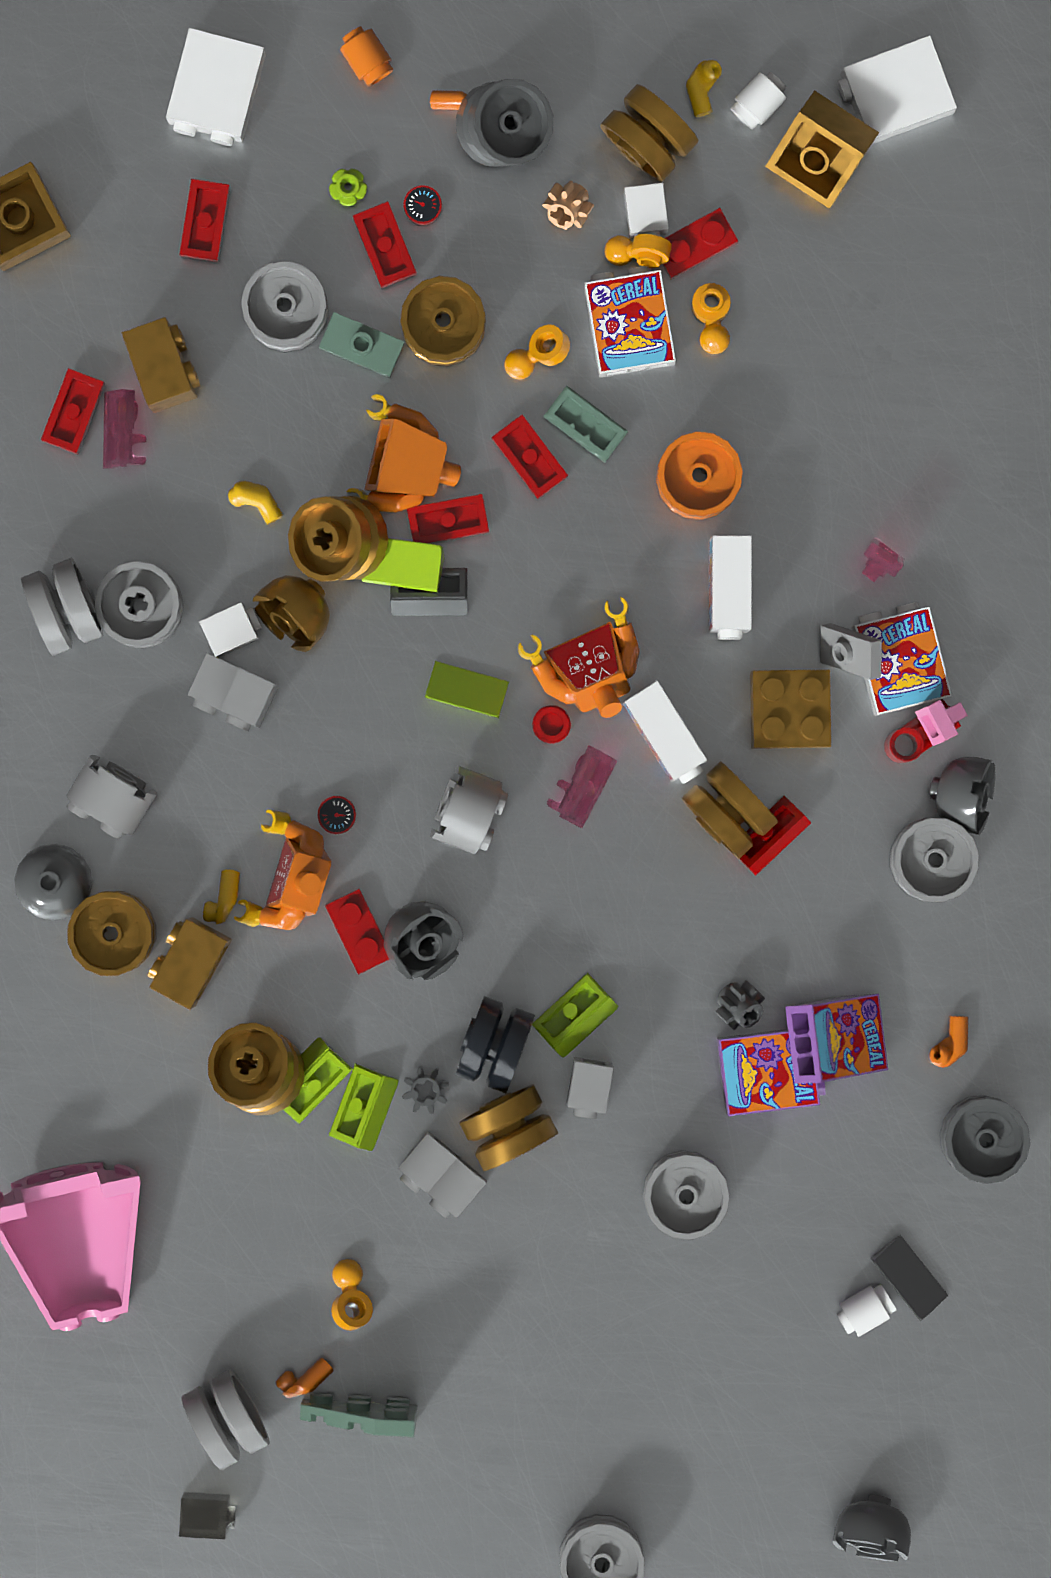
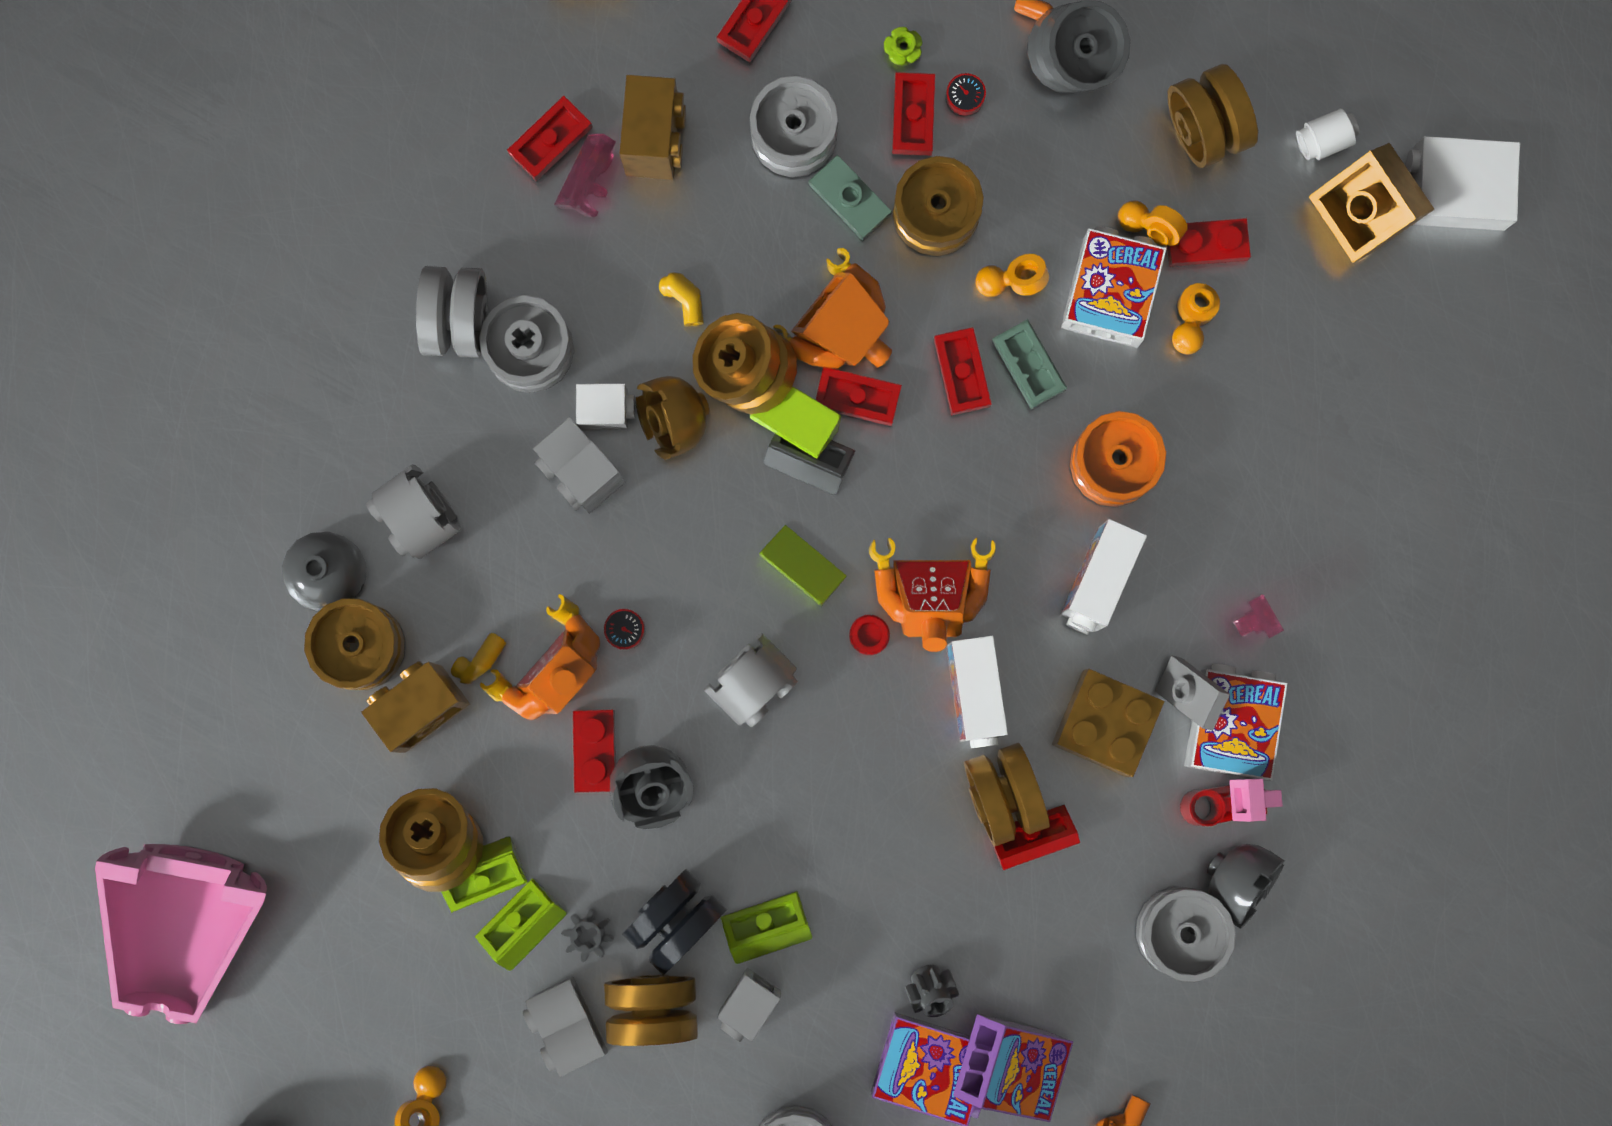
camera: 20 degrees right, 5 degrees down
(568, 205) = (1104, 151): light nougat gear -> none
(587, 784) = (875, 710): clear pink plate -> none
(646, 210) = (1176, 186): white brick -> none
(700, 83) = (1276, 97): yellow arm -> none

